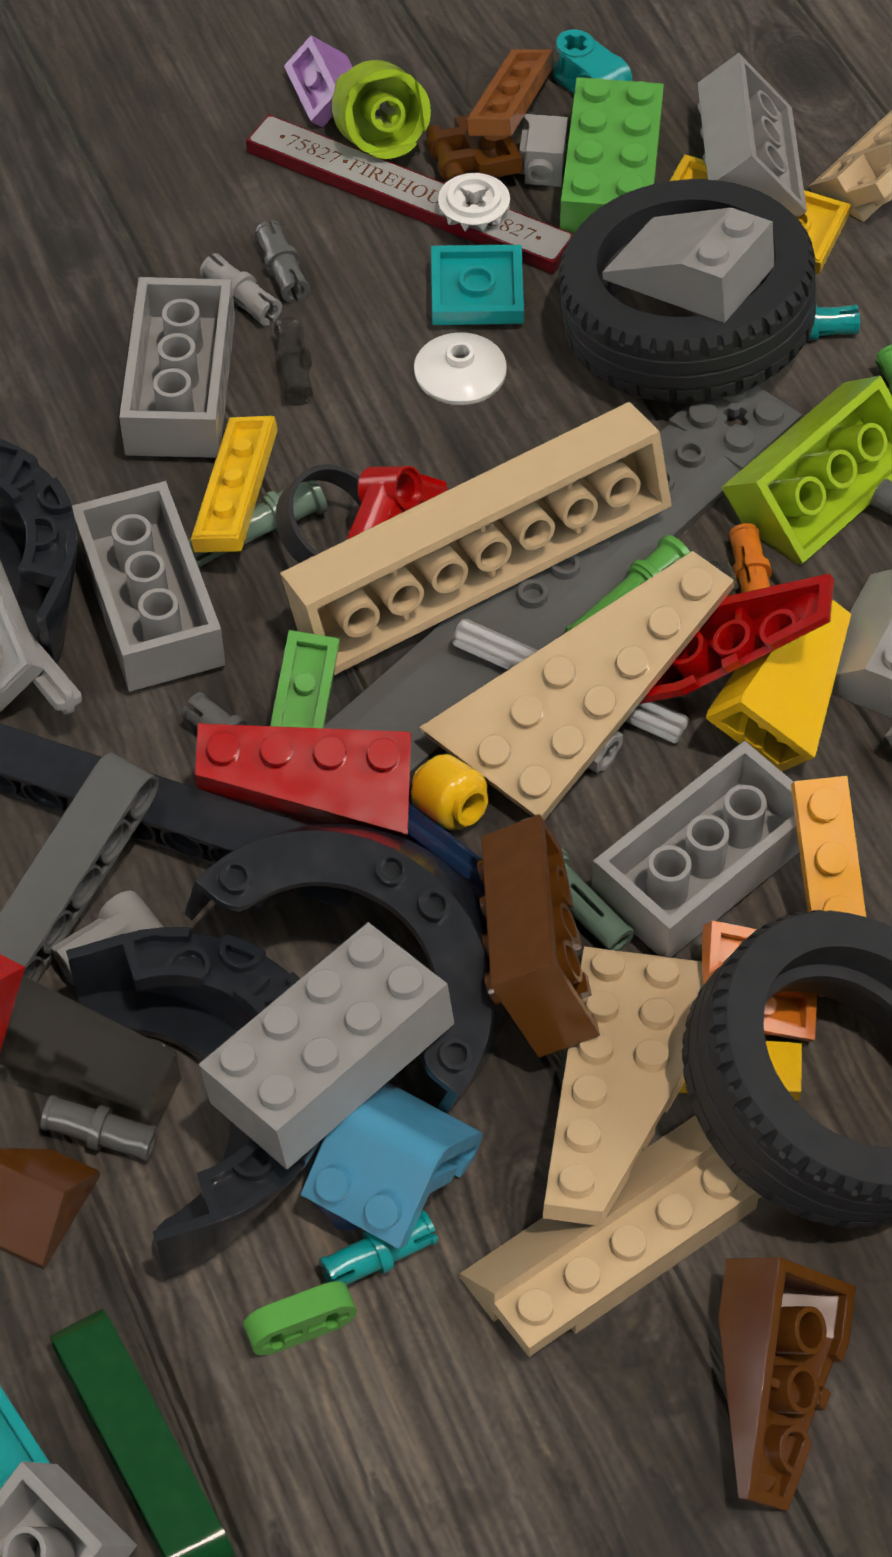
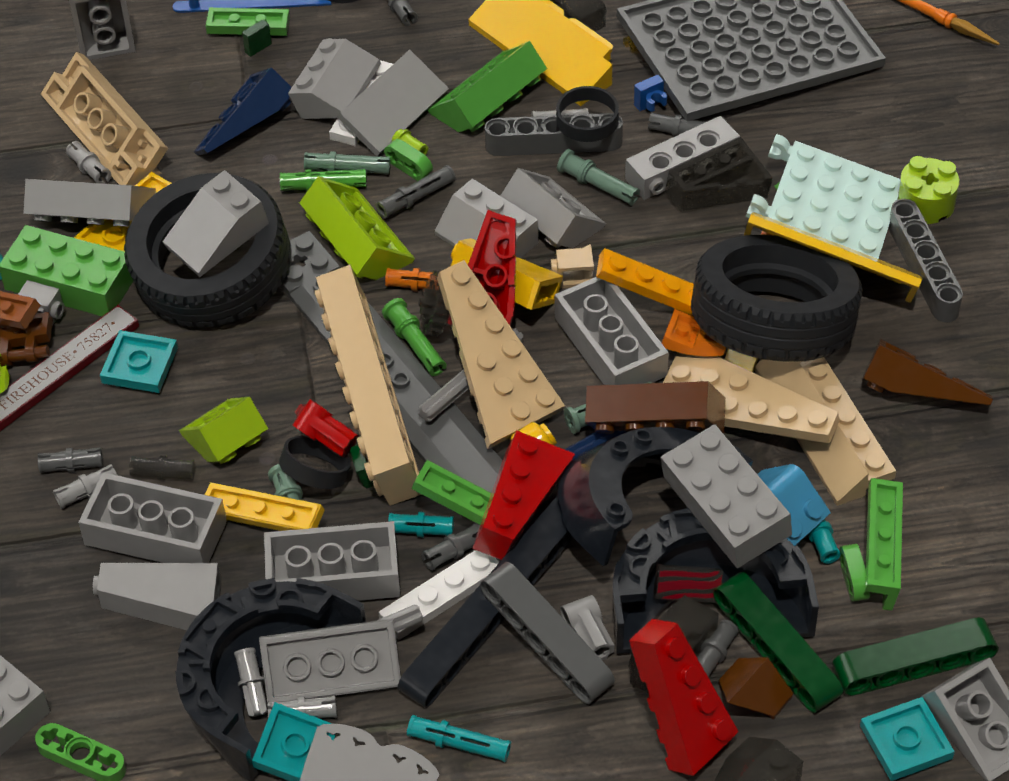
camera: 75 degrees left, 5 degrees down
(68, 413) = (158, 591): none -> light grey slope
(120, 1215) = (779, 641): none -> dark green beam
(133, 729) = (444, 589): none -> white plate
(197, 1033) = (695, 582): none -> tile
(261, 677) = (443, 524): none -> teal pin
(364, 1349) = (884, 540): none -> bright green fence
(373, 408) = (225, 429): none -> lime slope
(460, 368) = (198, 387): white dish -> none
(474, 188) = (77, 334): white gear -> none
(837, 131) = (88, 162): none -> light grey pin
(857, 759) = (574, 265): none -> tan window

